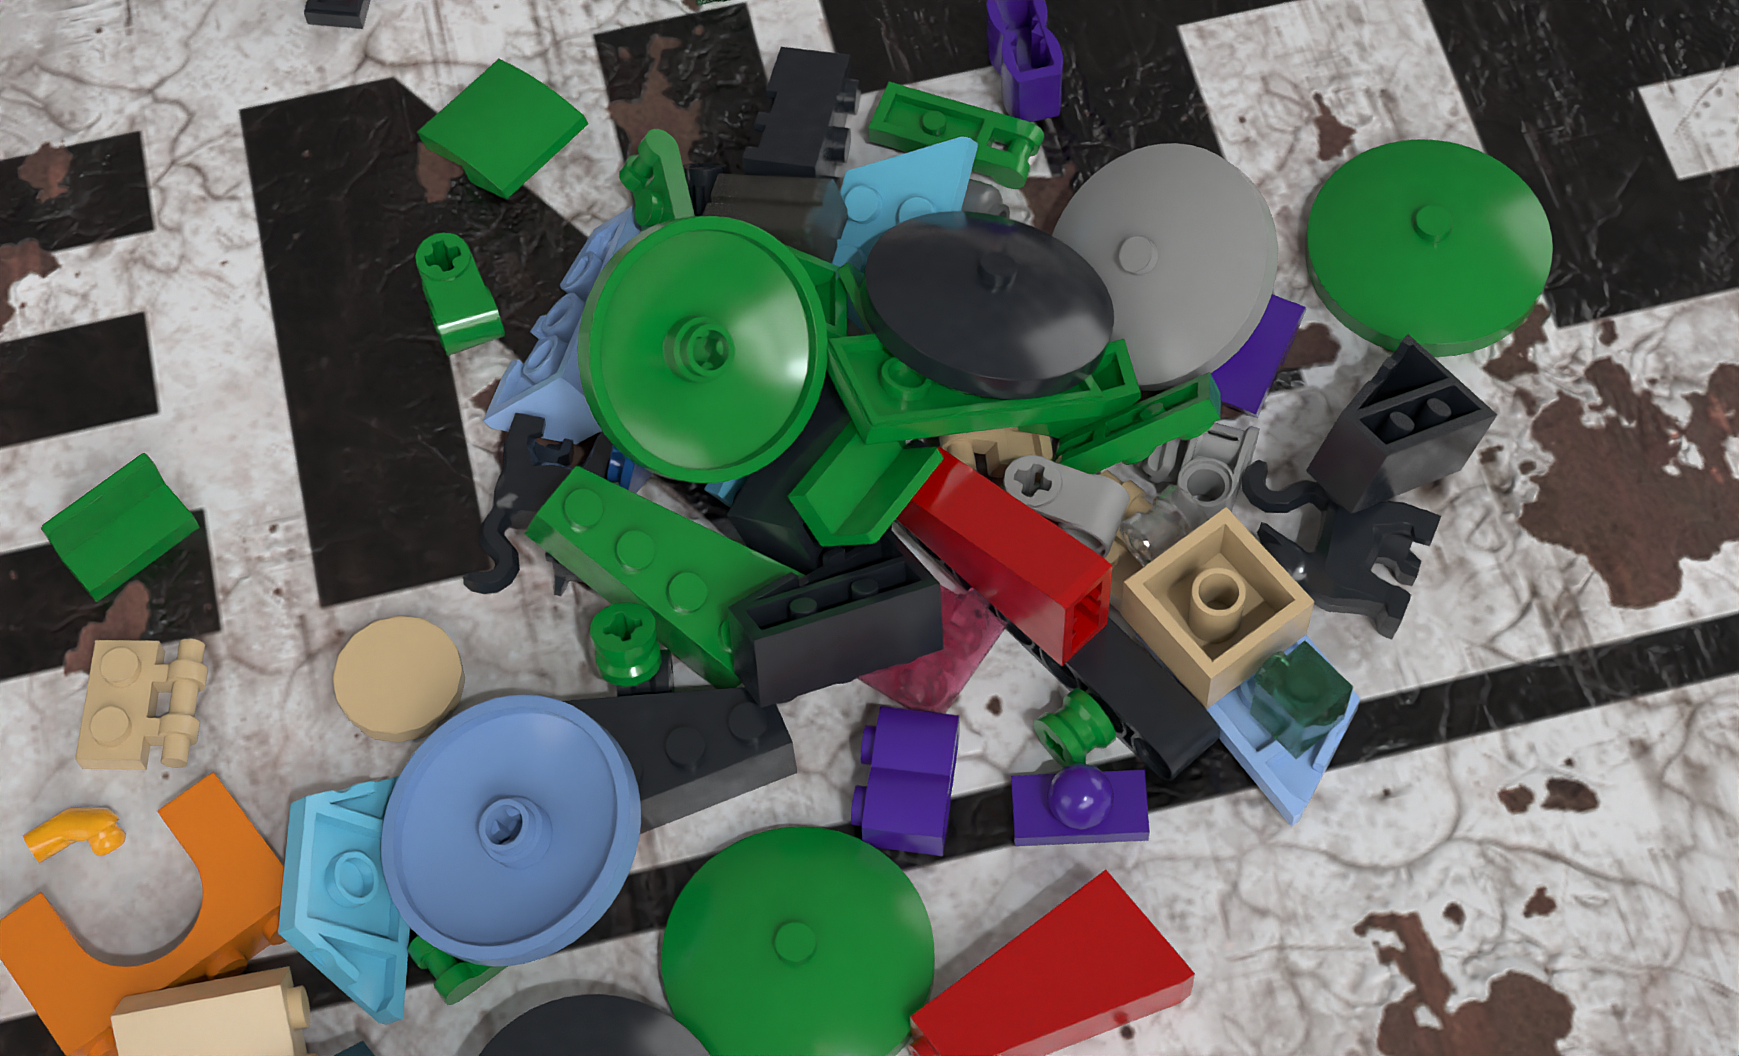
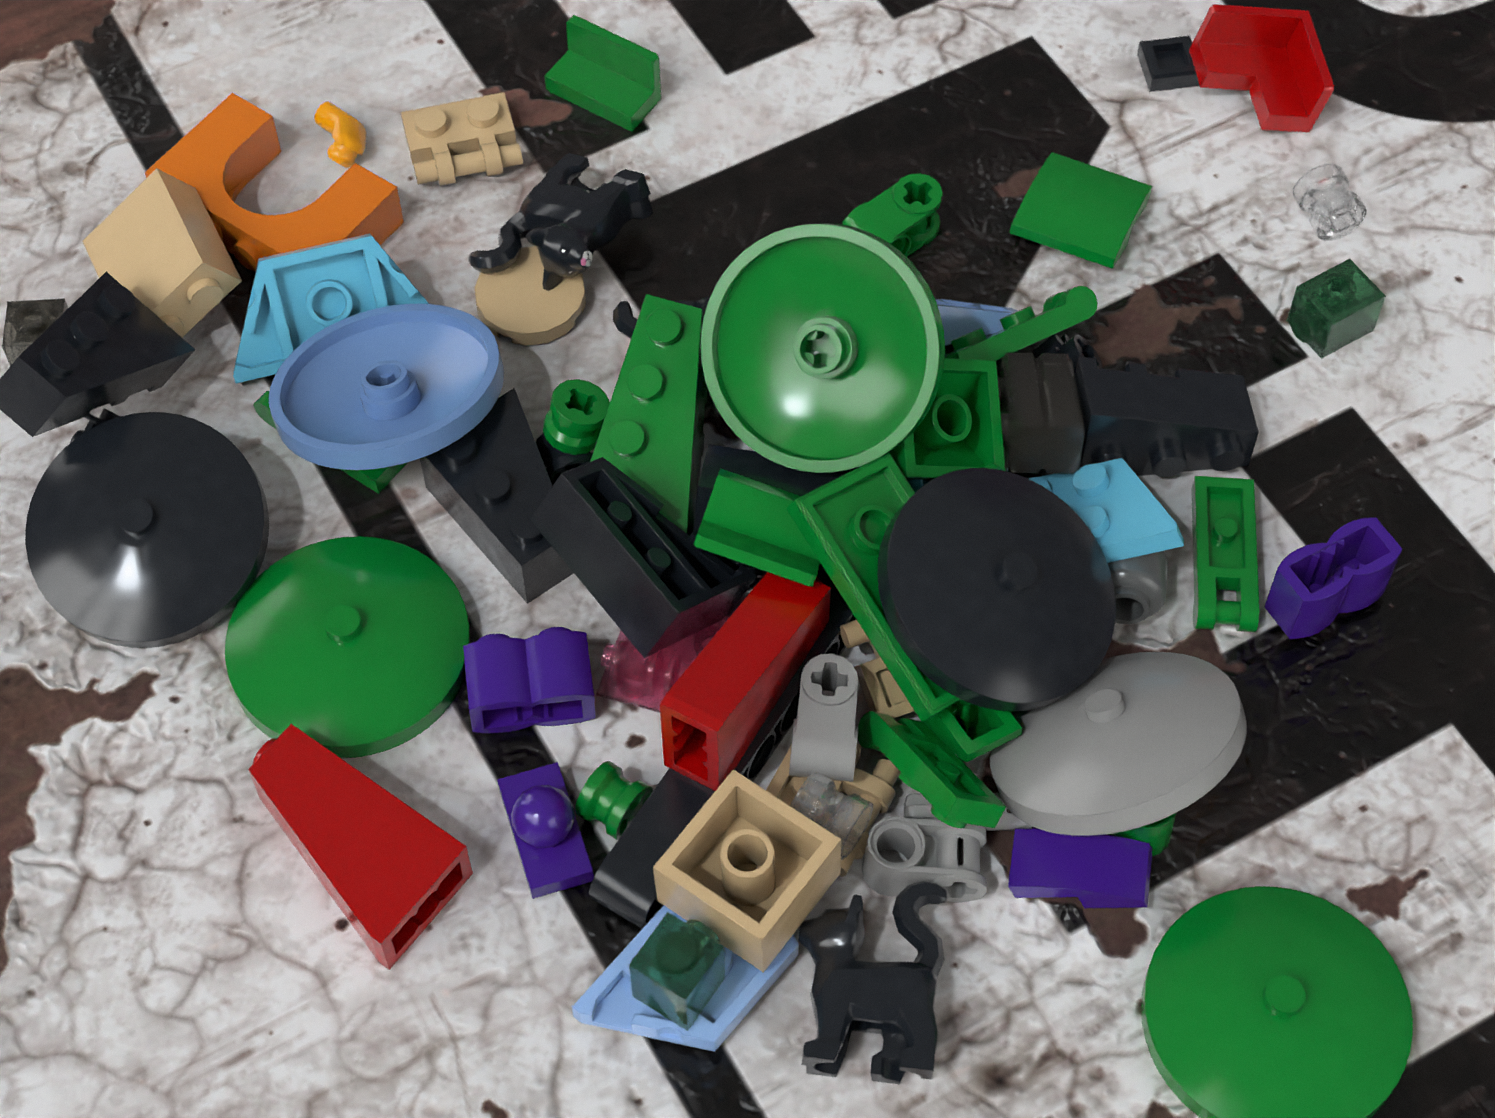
camera: 70 degrees right, 5 degrees down
(315, 607) = (567, 220): none -> black animal
(1400, 431) = (1006, 1001): black wedge -> none

